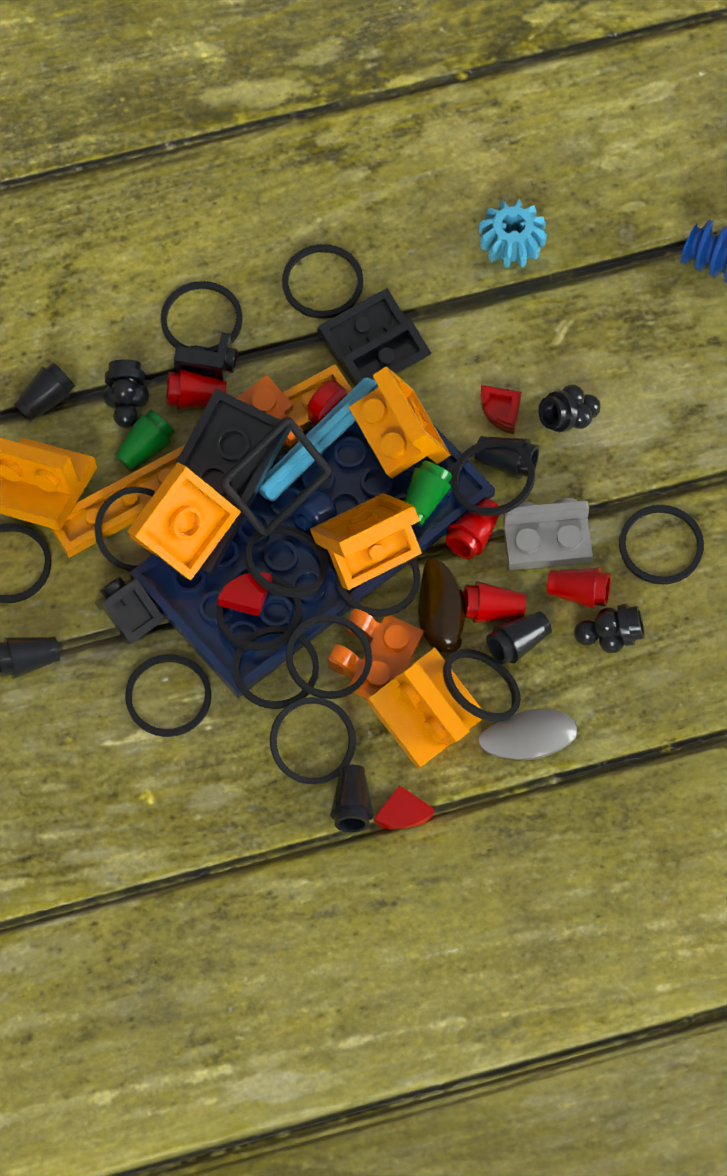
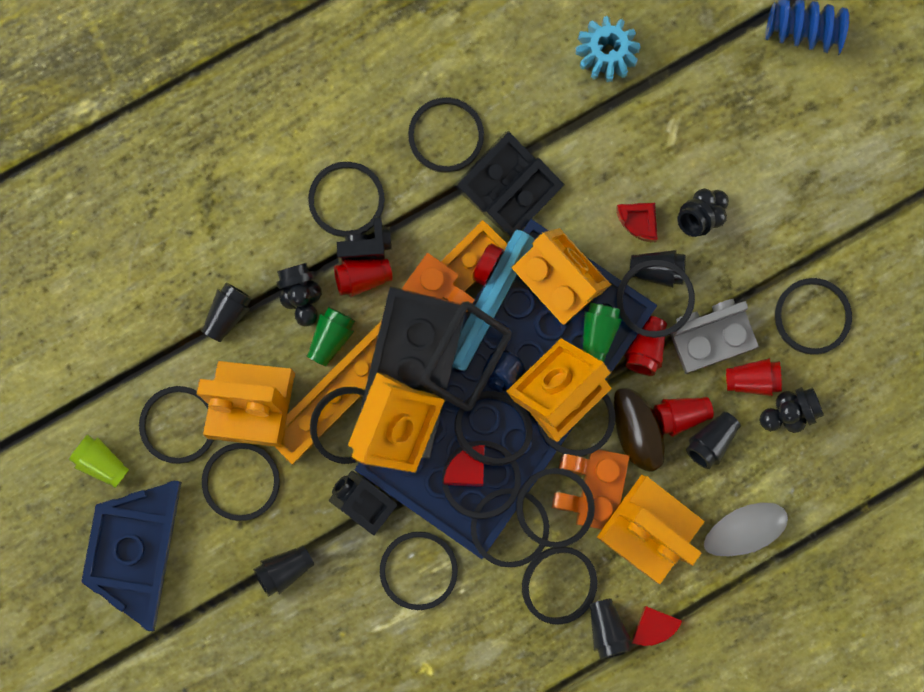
camera: 20 degrees left, 15 degrees up
(468, 706) = (675, 514): black piece -> none

